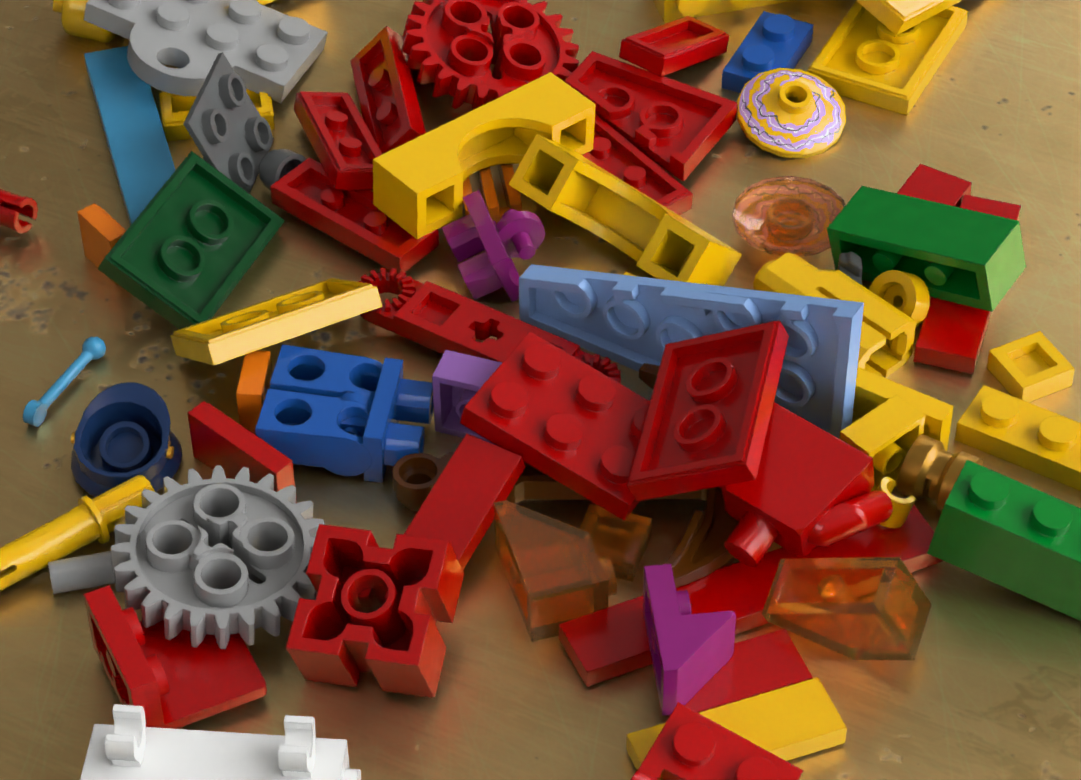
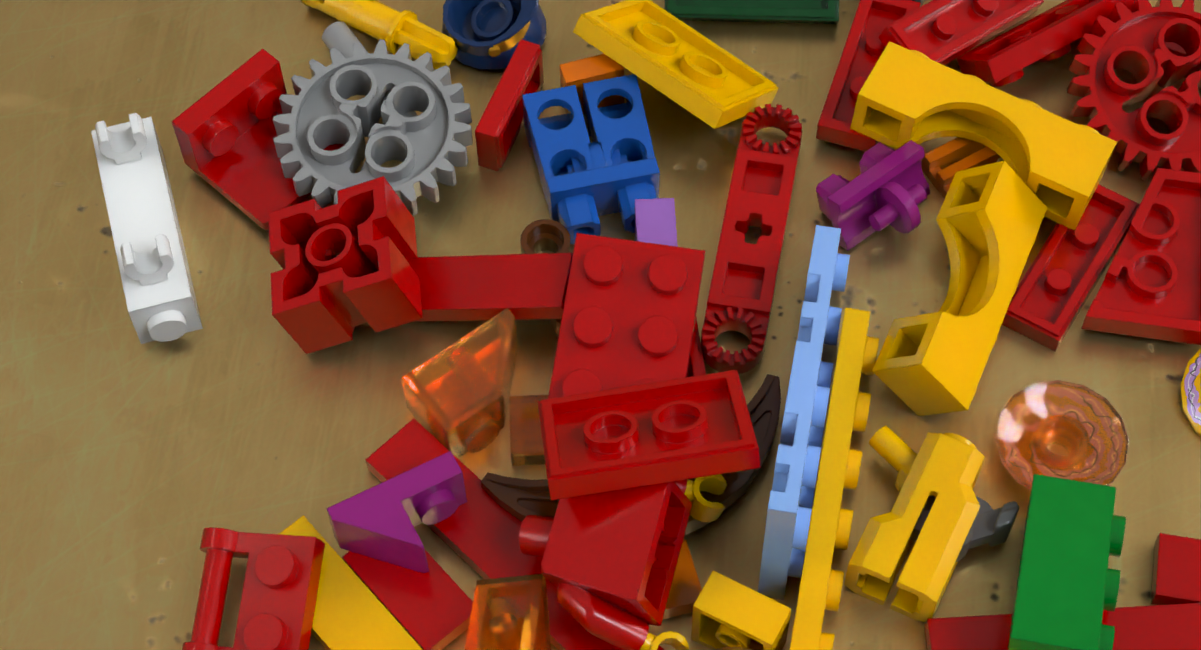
camera: 70 degrees right, 15 degrees up
(904, 292) = (984, 583): yellow tile -> none

